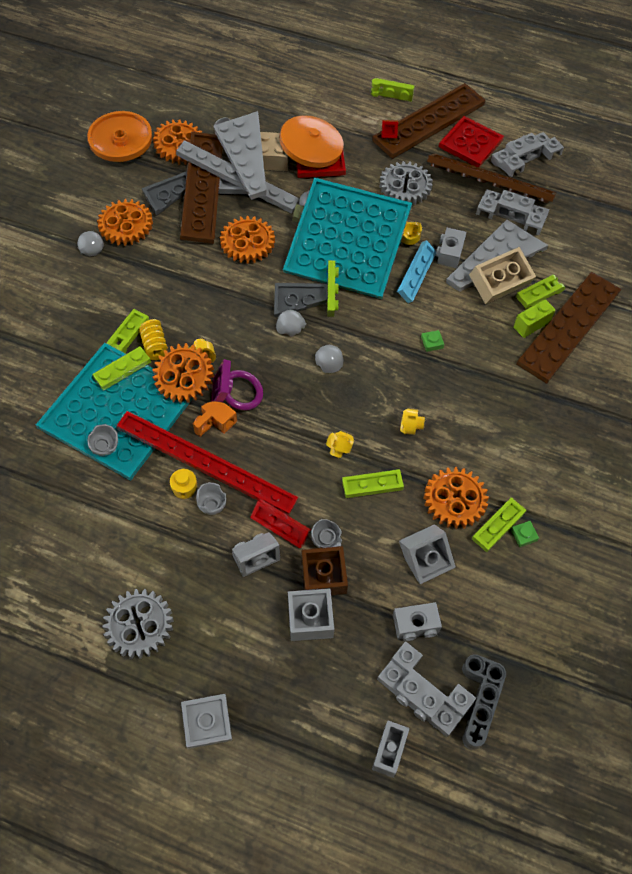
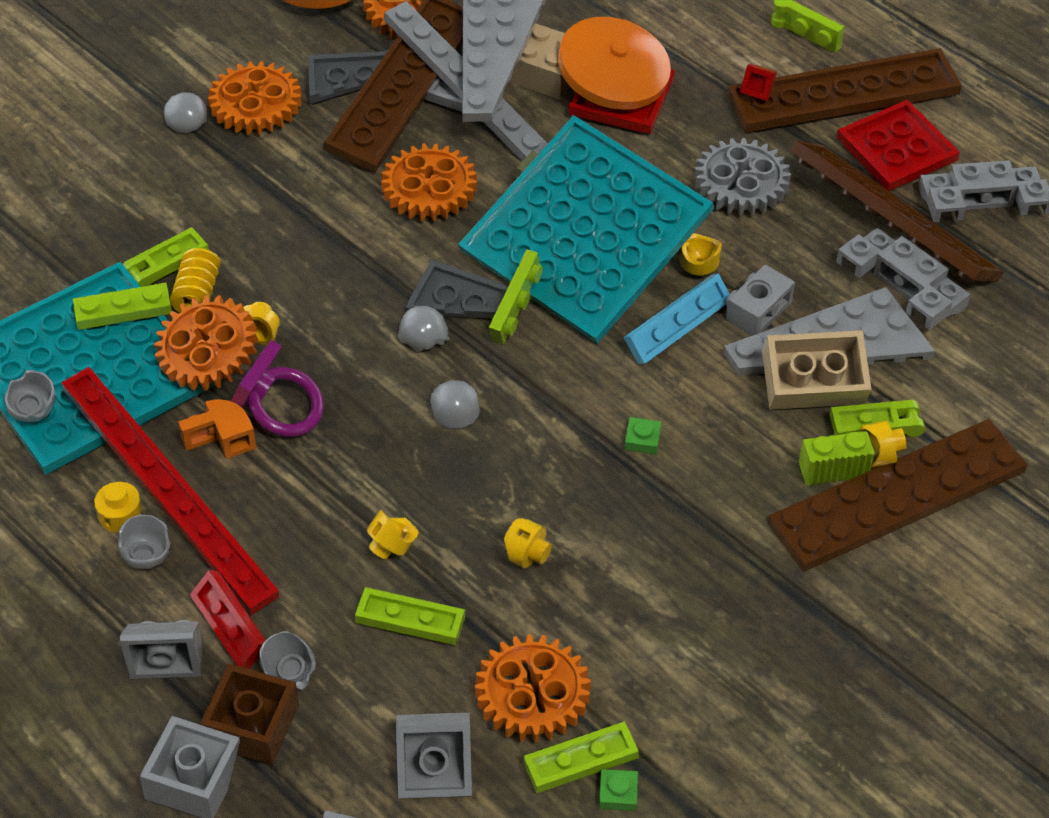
camera: 25 degrees right, 10 degrees down
(555, 299) = (885, 442): none -> yellow piece

